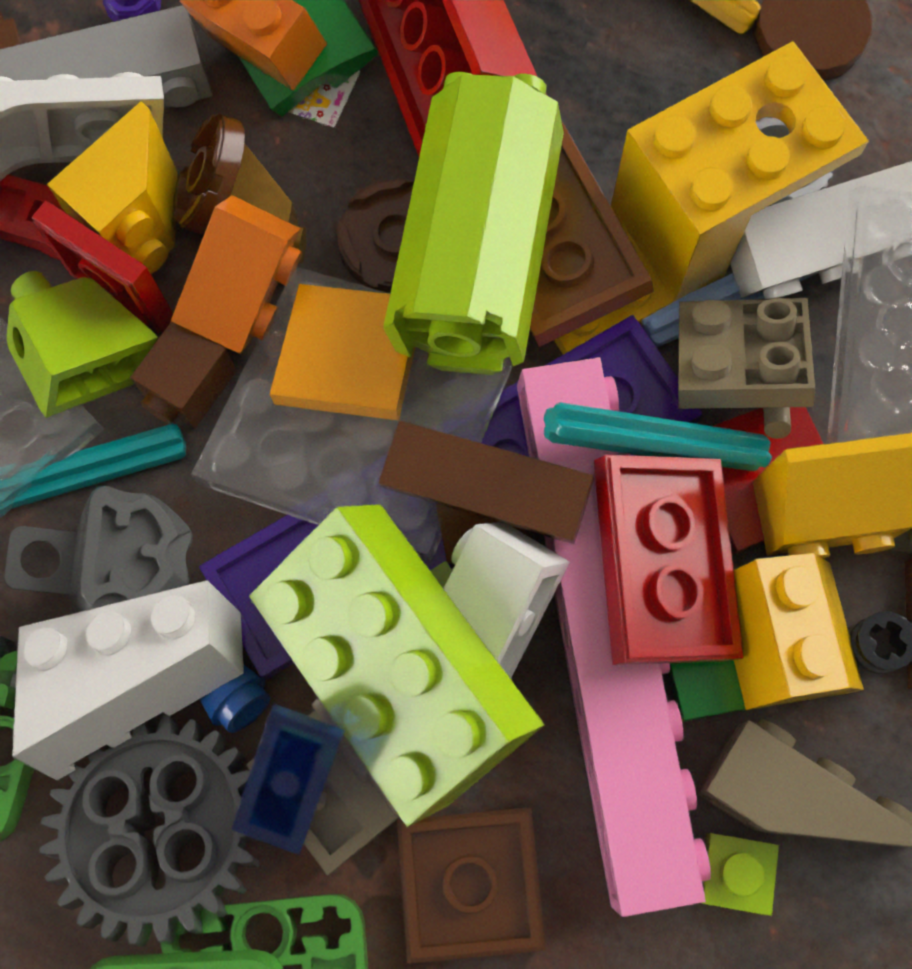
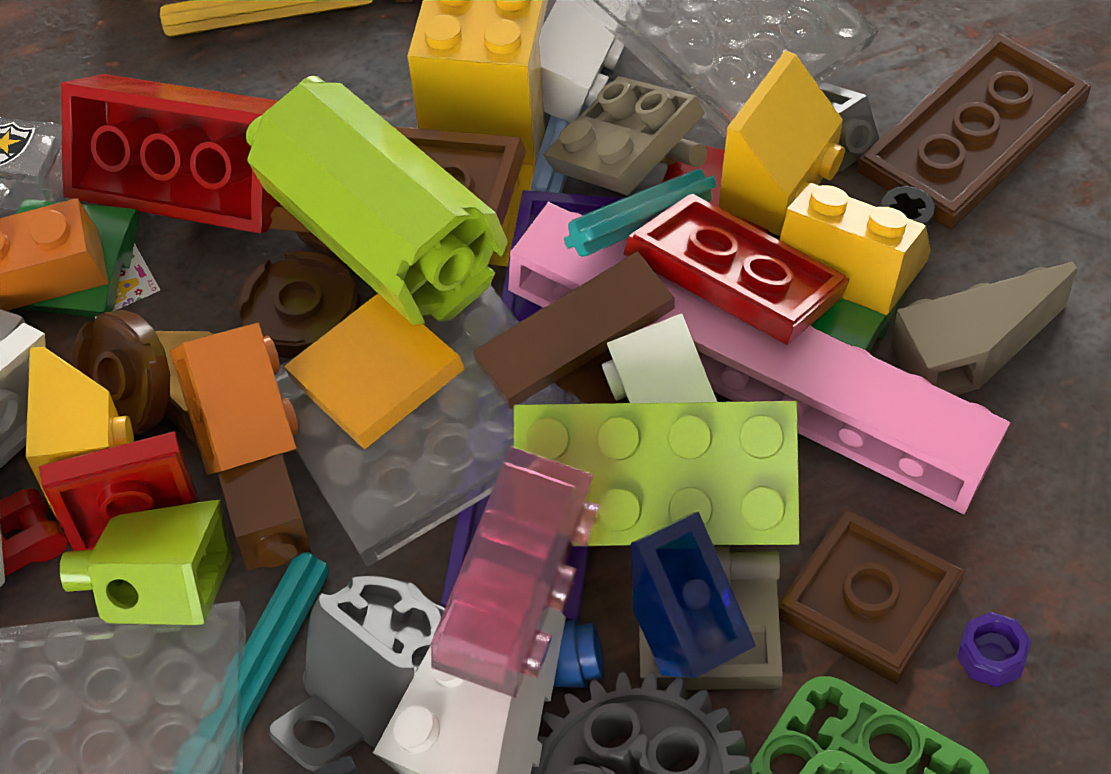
camera: 50 degrees left, 20 degrees down
(180, 634) = (515, 573): none -> clear pink brick
(740, 874) = (1015, 403): lime plate -> none

